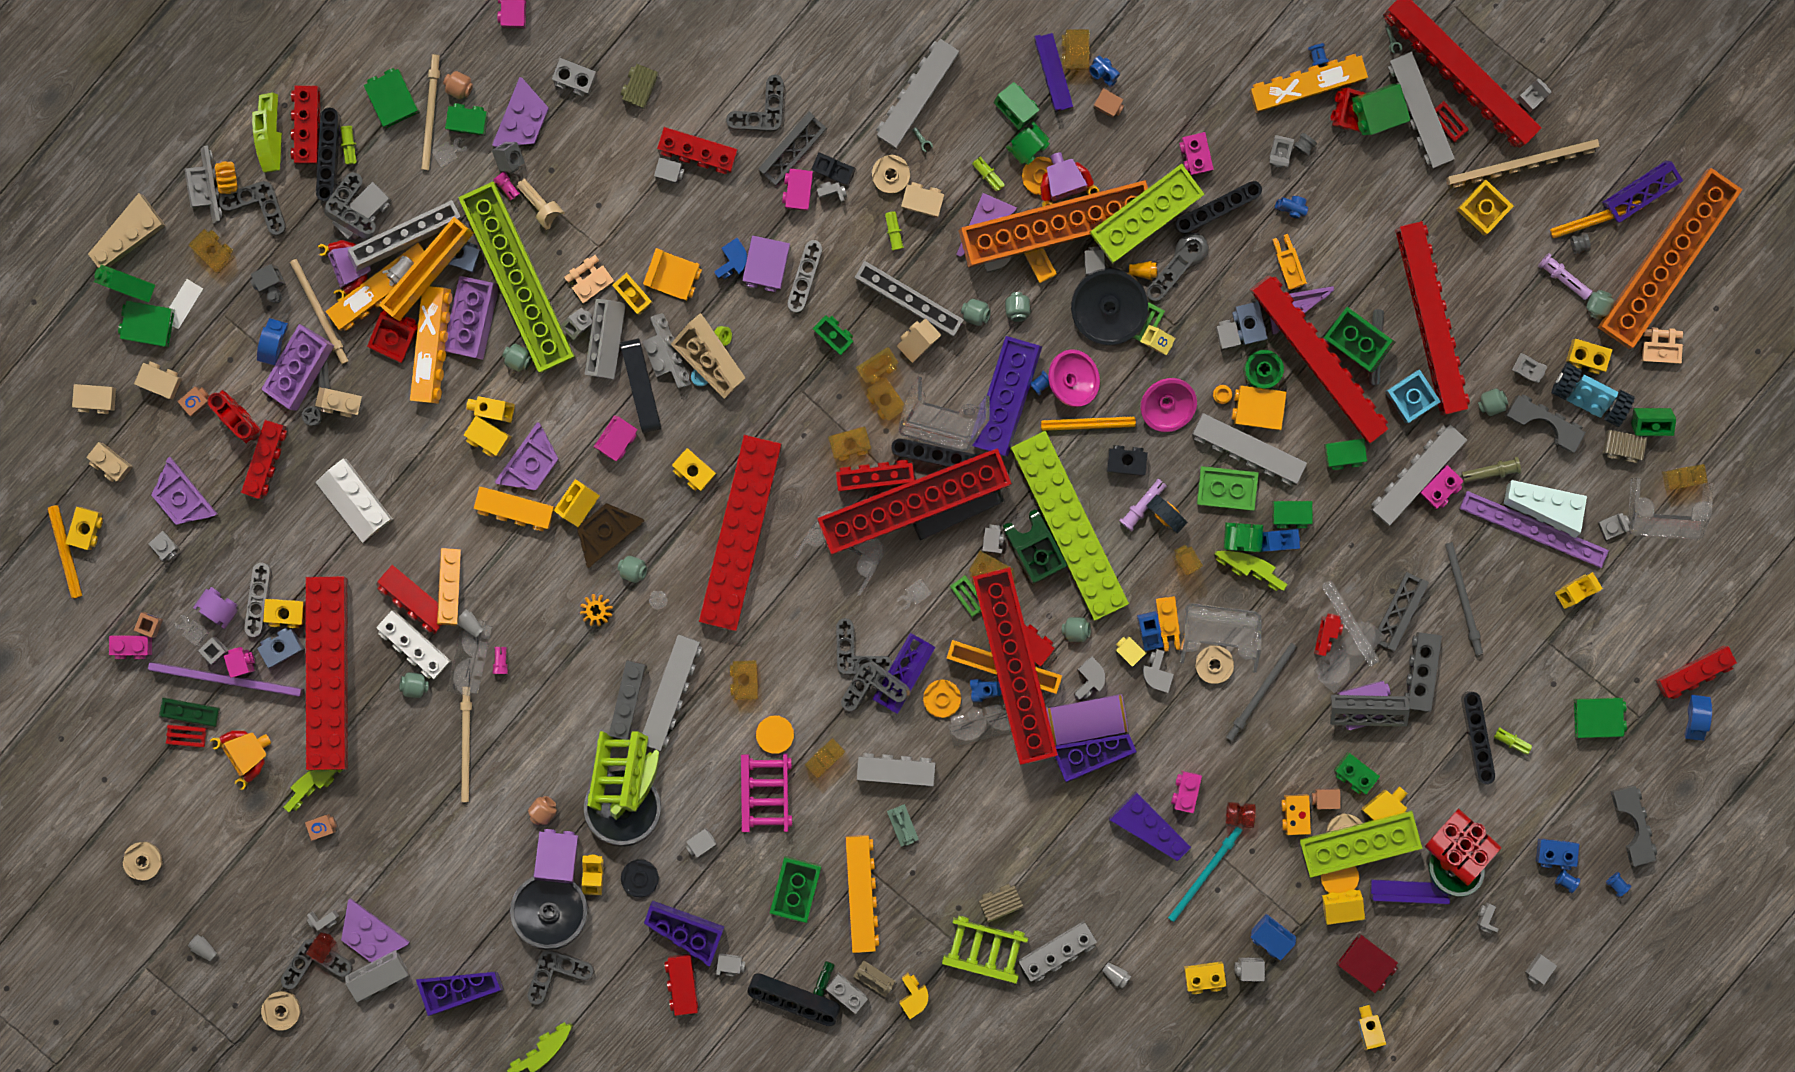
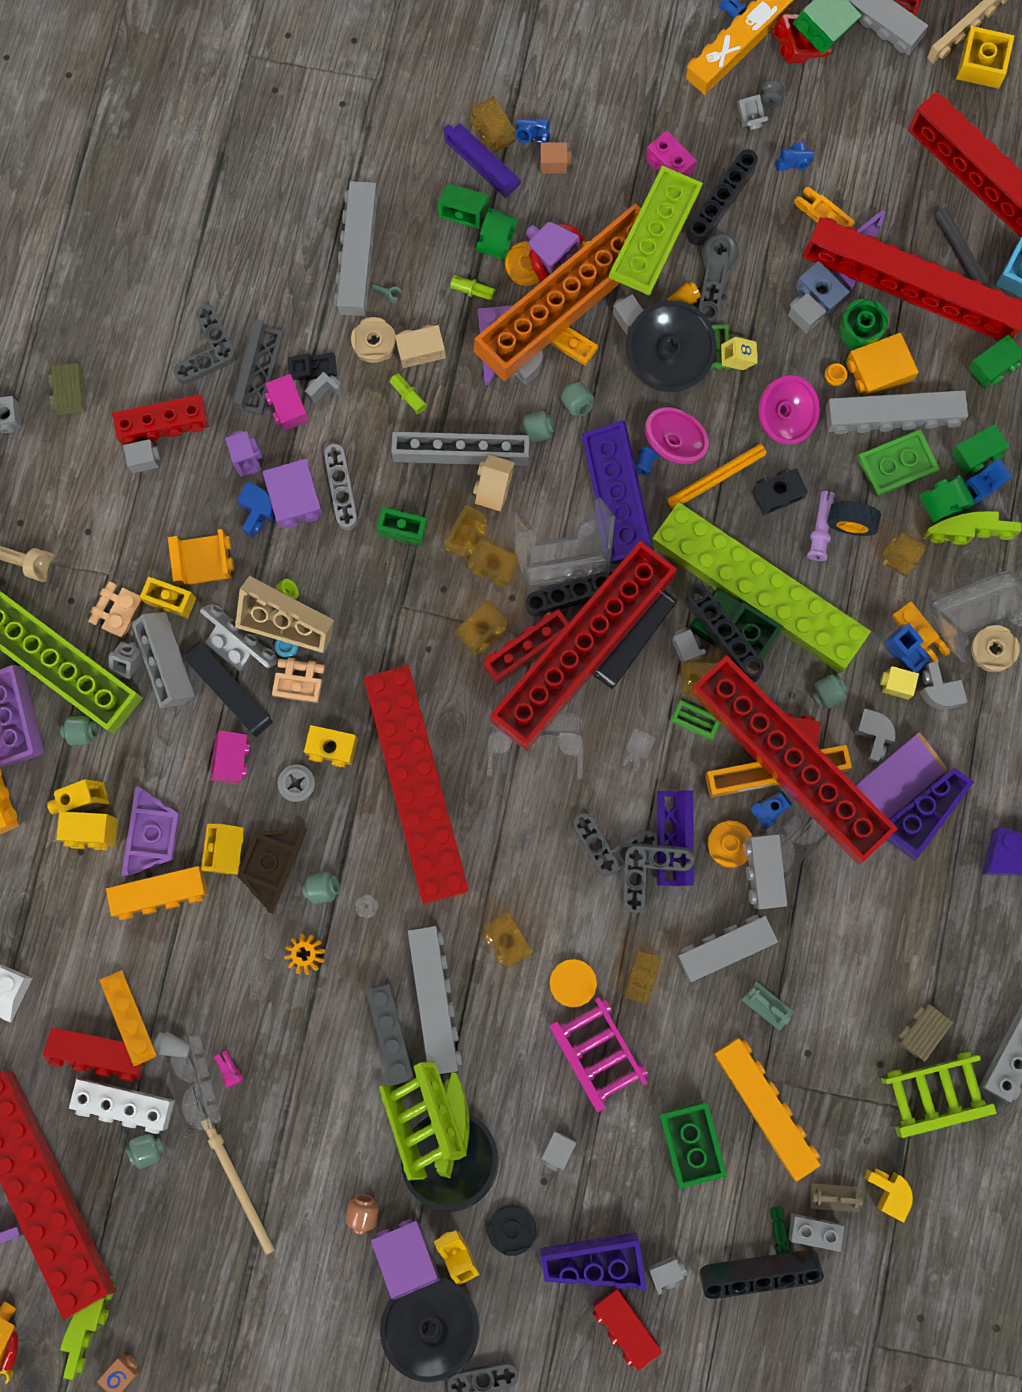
camera: 25 degrees left, 10 degrees down
(661, 489) = (285, 782): none -> light grey gear
(692, 412) = (298, 687): none -> light nougat plate
(746, 213) = (244, 453): none -> medium lavender brick
(953, 732) = (765, 871): none -> light grey brick
(1020, 538) = (719, 622): none -> black beam
(1359, 339) = (945, 240): green brick -> none

